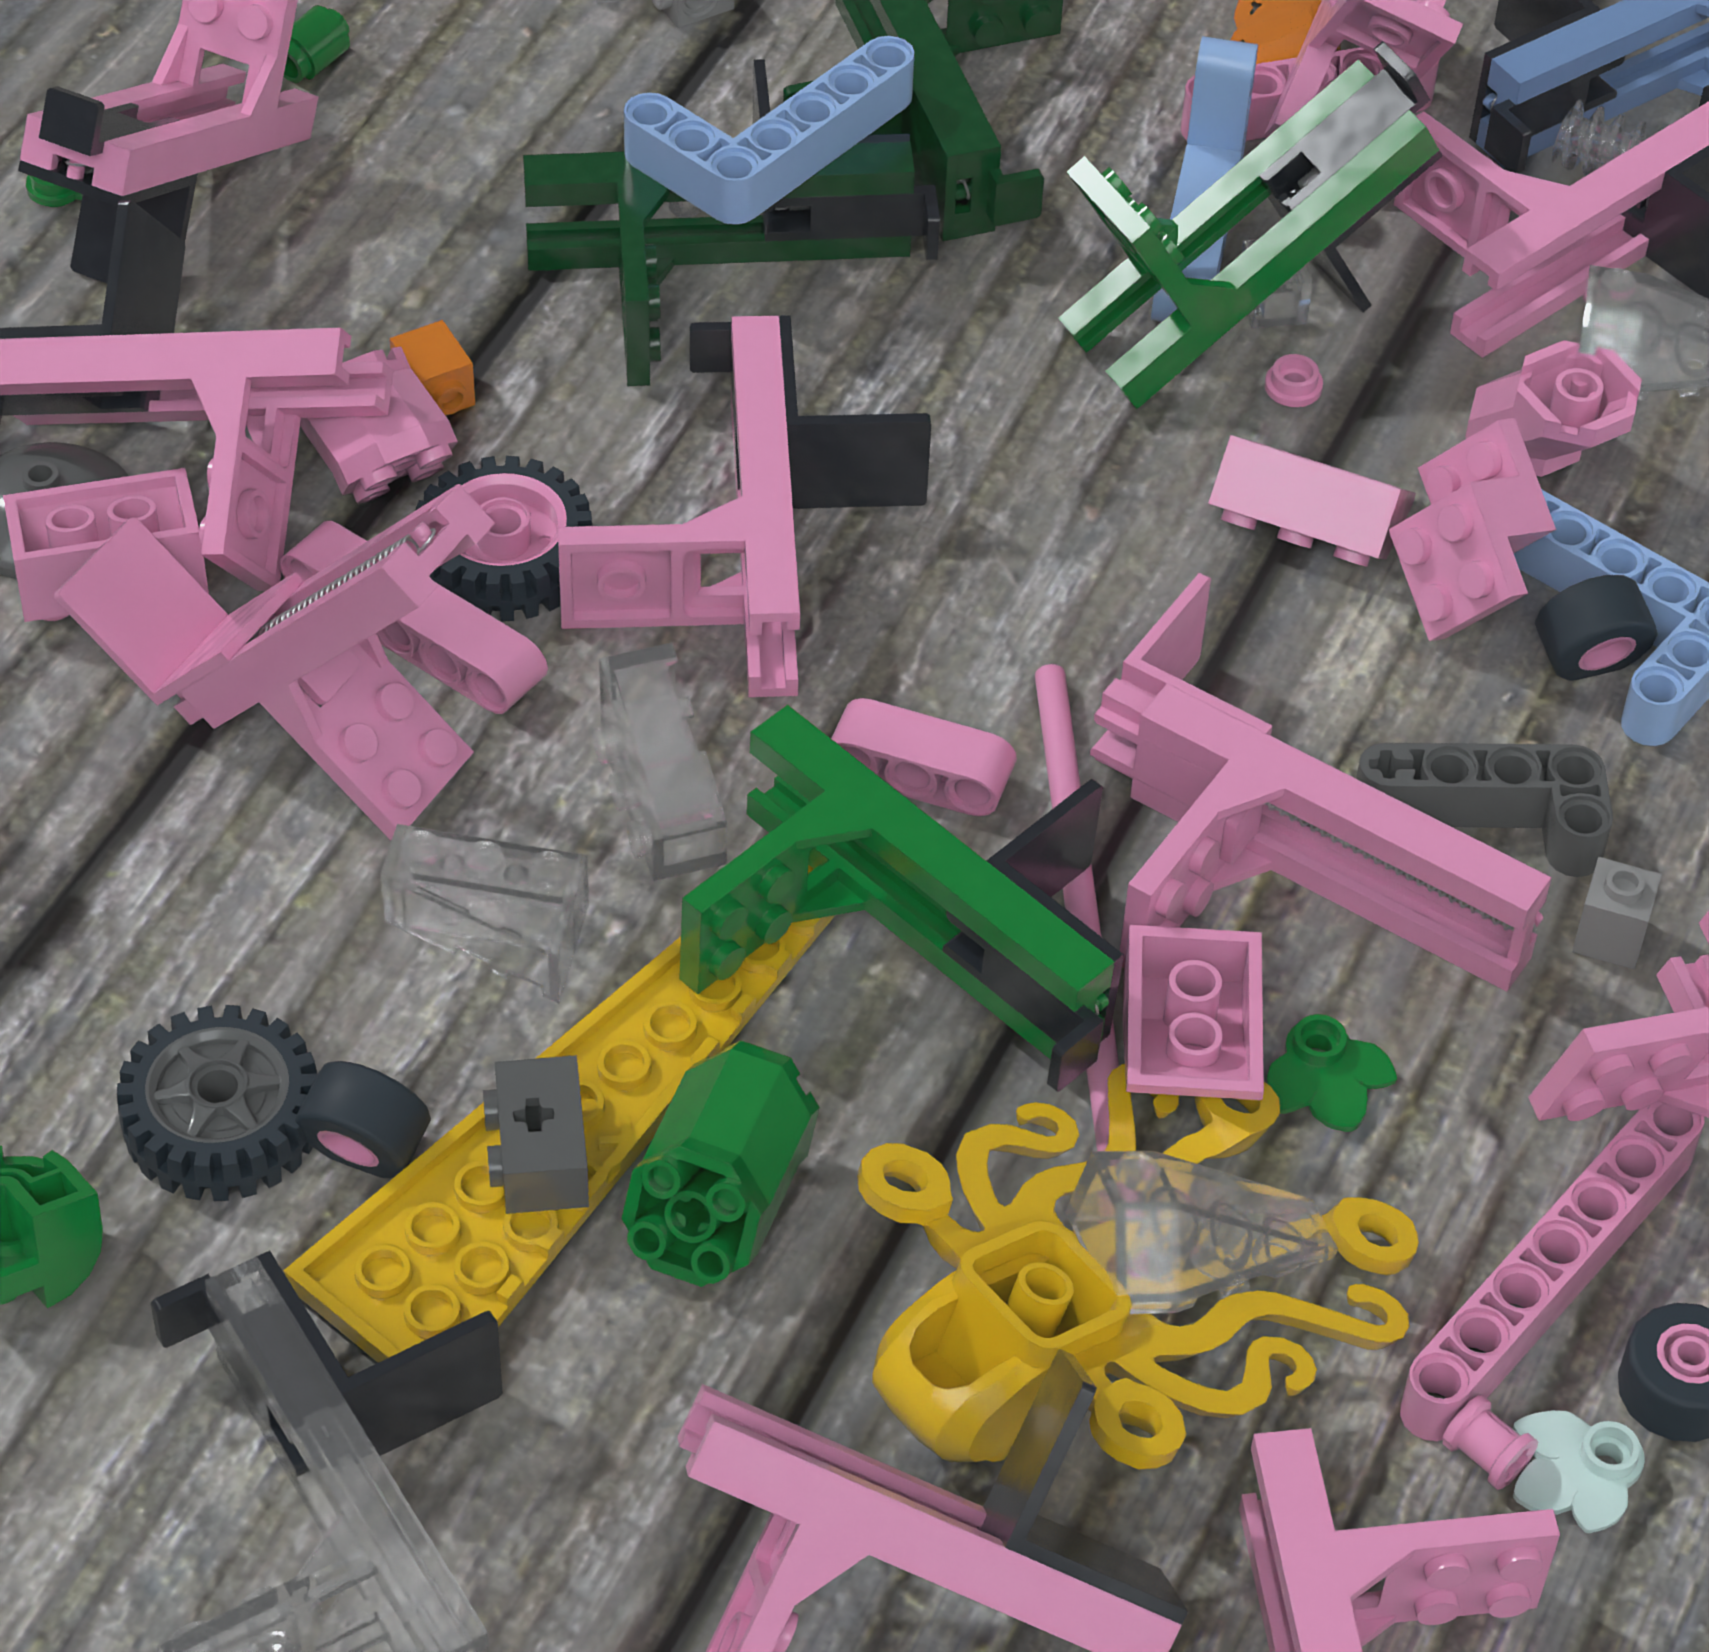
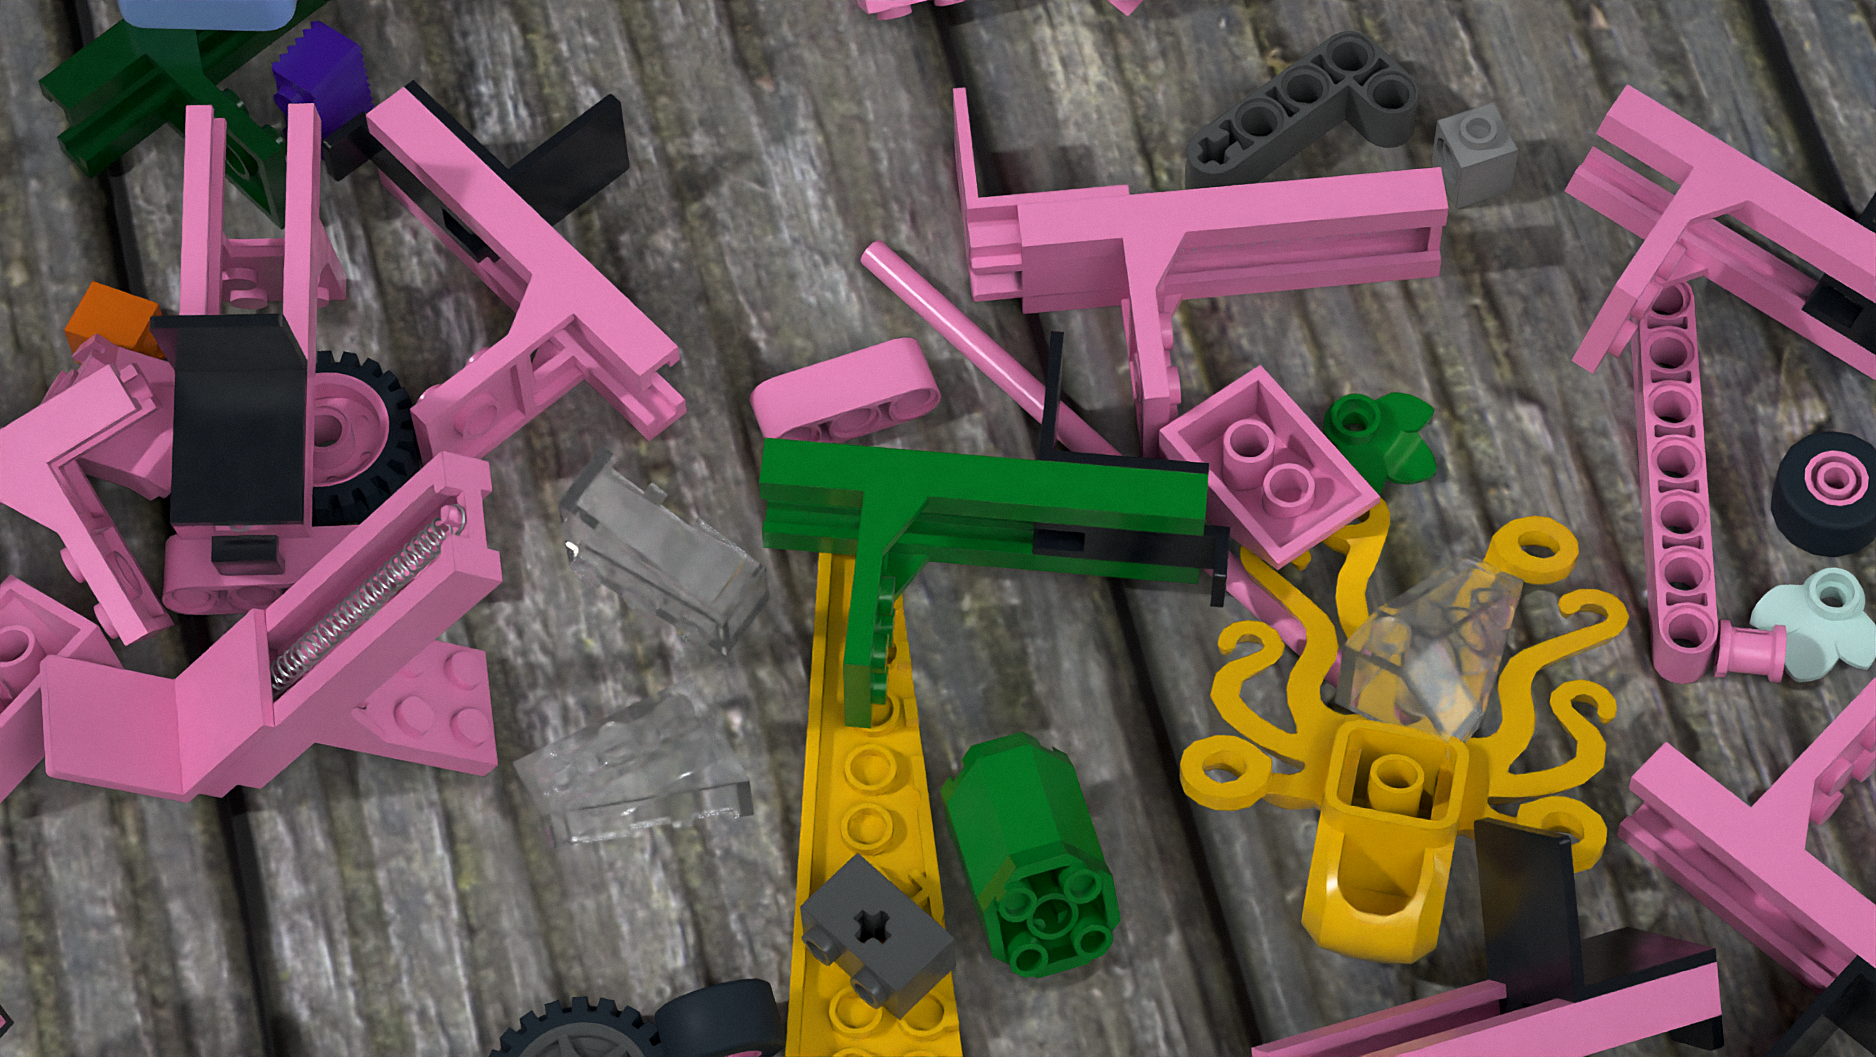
camera: 35 degrees left, 10 degrees up
(432, 415) = (246, 377): none -> piece
(731, 280) = (323, 71): none -> dark purple brick

